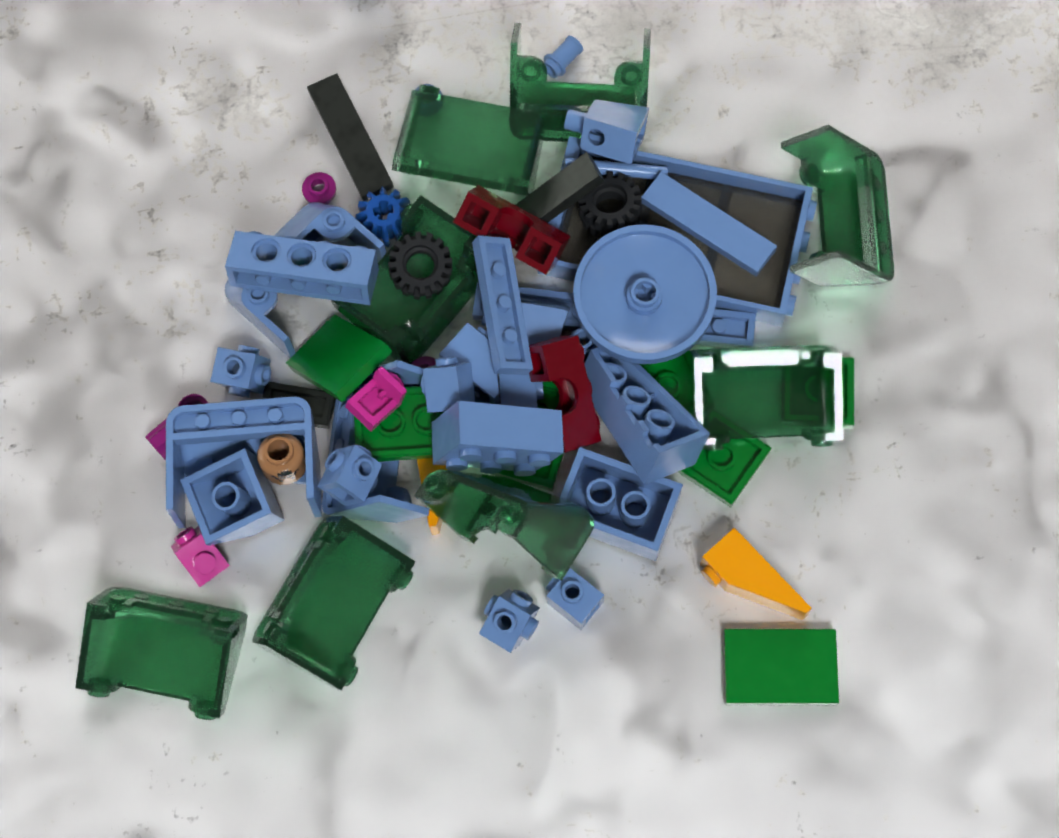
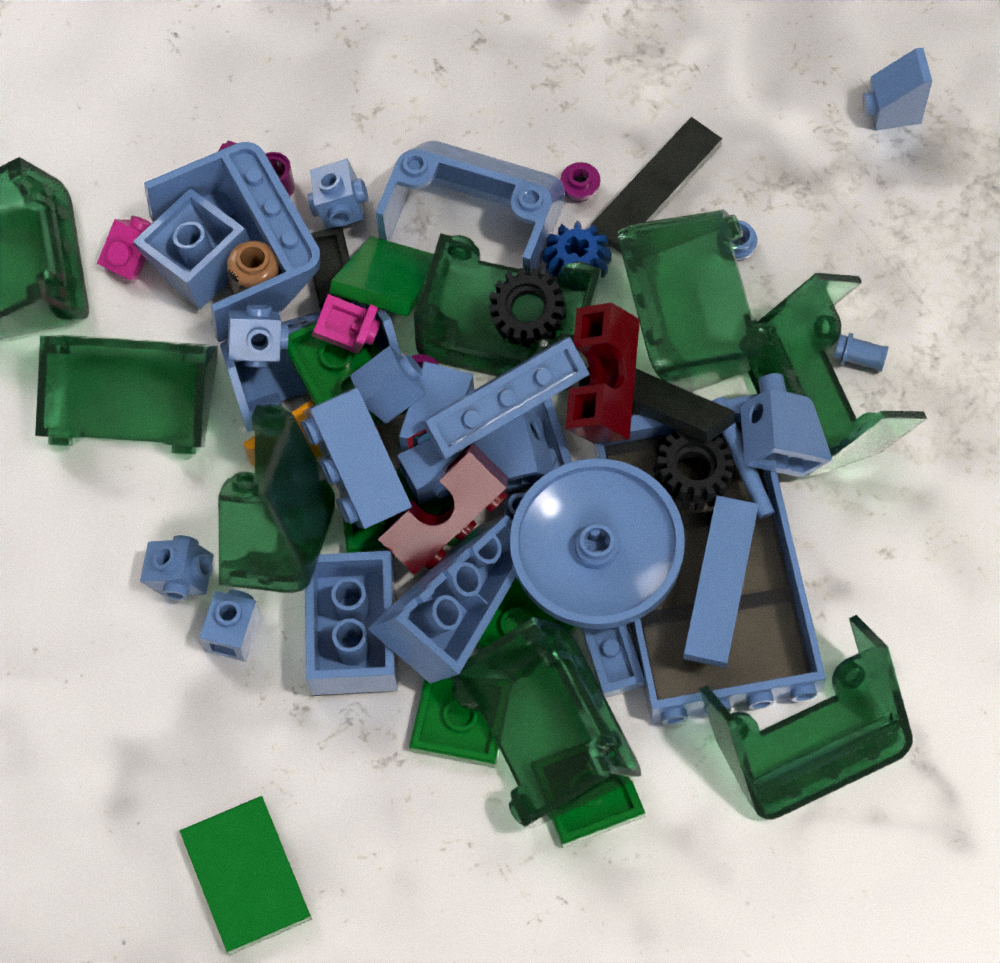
camera: 65 degrees right, 5 degrees down
(248, 267) = (464, 244): medium blue brick -> none
(745, 573) = (335, 786): light orange slope -> none

